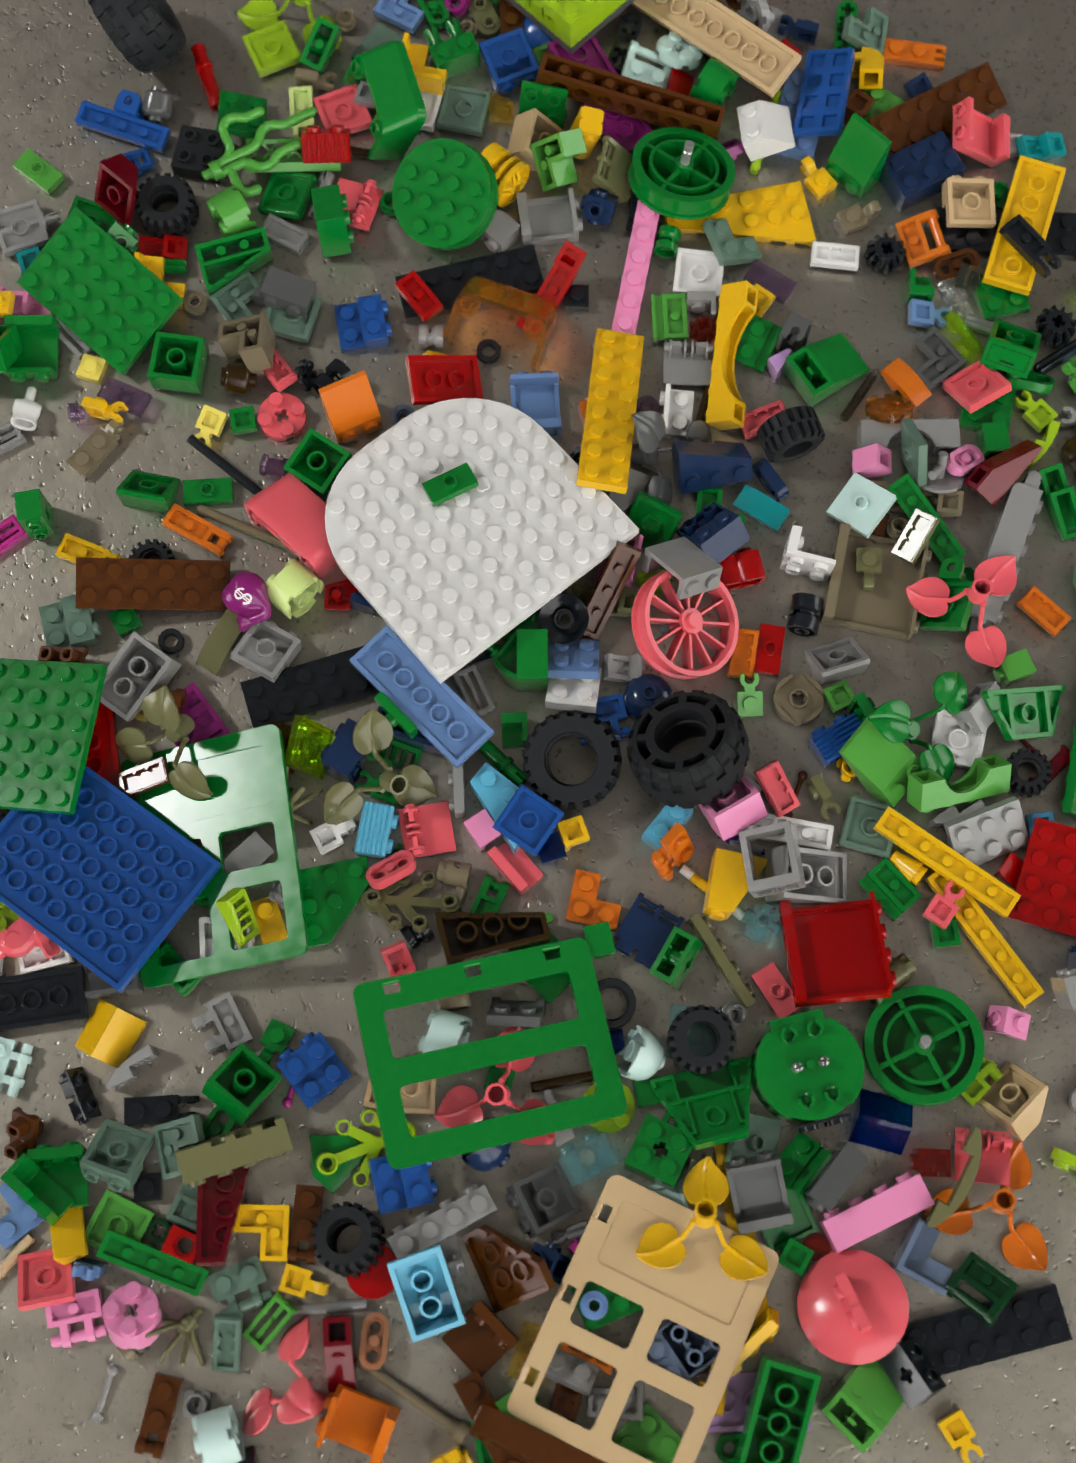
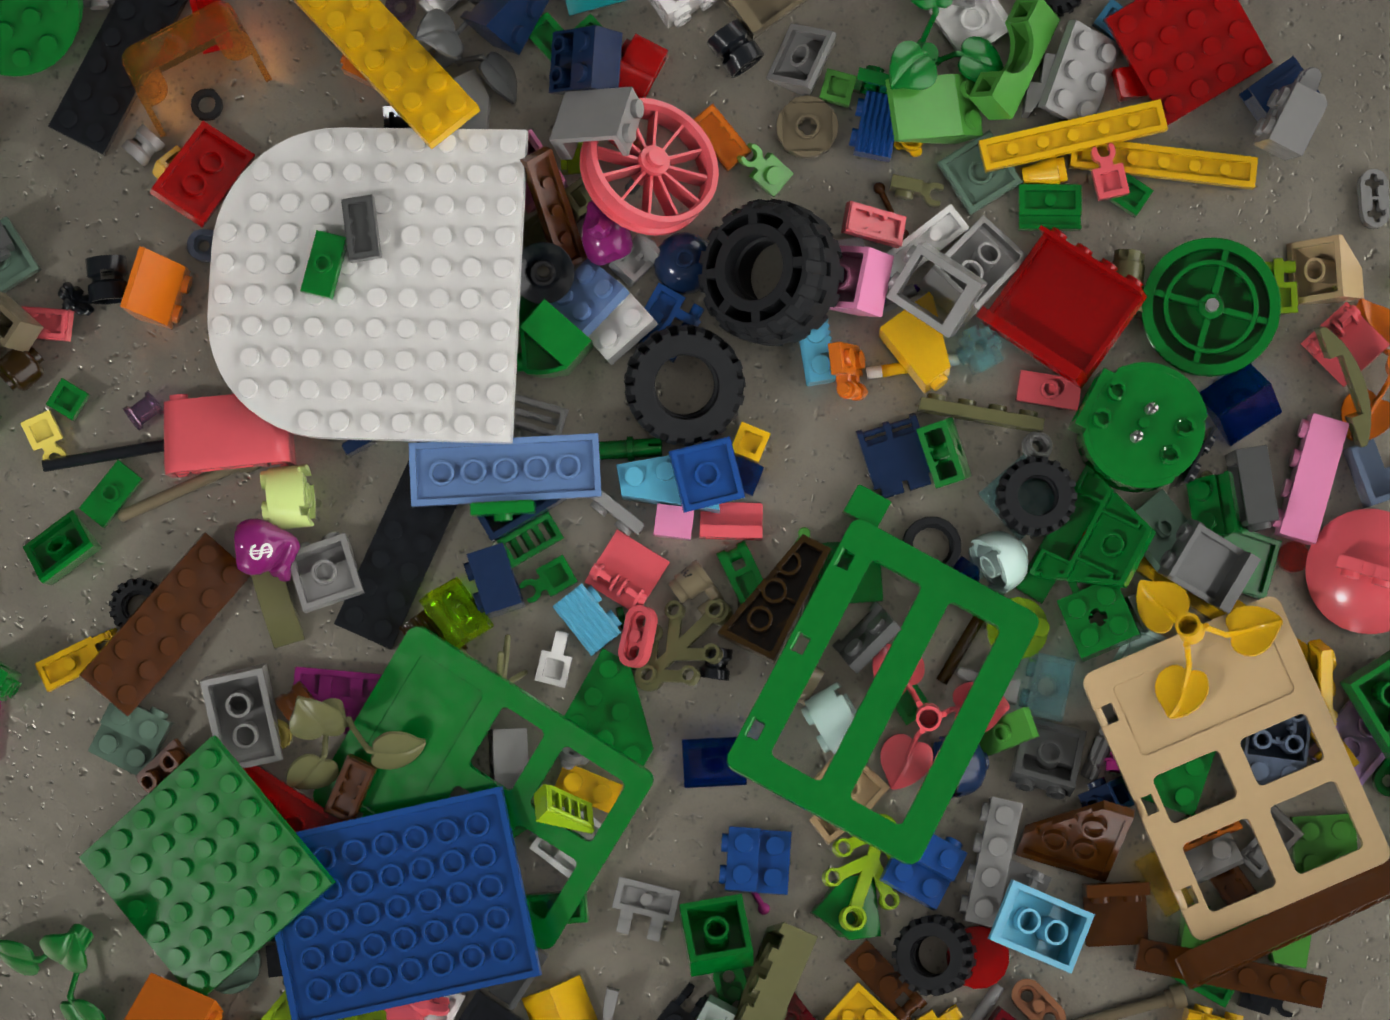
camera: 50 degrees left, 10 degrees up
(125, 622) = (175, 681): green plate -> none
(171, 632) = (245, 653): black piece -> none
(196, 530) = (142, 537): orange plate -> none
(275, 1038) = (698, 870): green plate -> none
(286, 429) = (113, 365): coral plate -> none
(317, 461) = (181, 366): green slope -> none
(338, 595) = (329, 459): red piece -> none
(343, 980) = (707, 763): none -> clear blue slope
(363, 324) = (69, 199): blue plate -> none
(398, 959) = (728, 702): coral bracket -> none
(409, 786) = (576, 554): olive plant -> none
(419, 296) = (94, 122): red plate -> none
(490, 485) = (361, 228): none -> dark grey plate
(514, 730) = (605, 411): green panel -> none
(536, 1158) = (1009, 732): none -> bright green plate
(538, 398) = (301, 103): medium blue panel -> none
(584, 907) = (822, 491): orange plate -> none
(584, 1305) = (1167, 791): medium blue plate -> none
(617, 635) = (603, 238): none -> magenta piece
(654, 519) = (523, 104): green plate -> none
(769, 649) = (737, 109): red plate -> none
(795, 1256) = (1286, 582): green tile -> none
(931, 1161) = (1310, 392): clear red brick -> none
(1008, 1022) = (1254, 213): bright pink bracket -> none

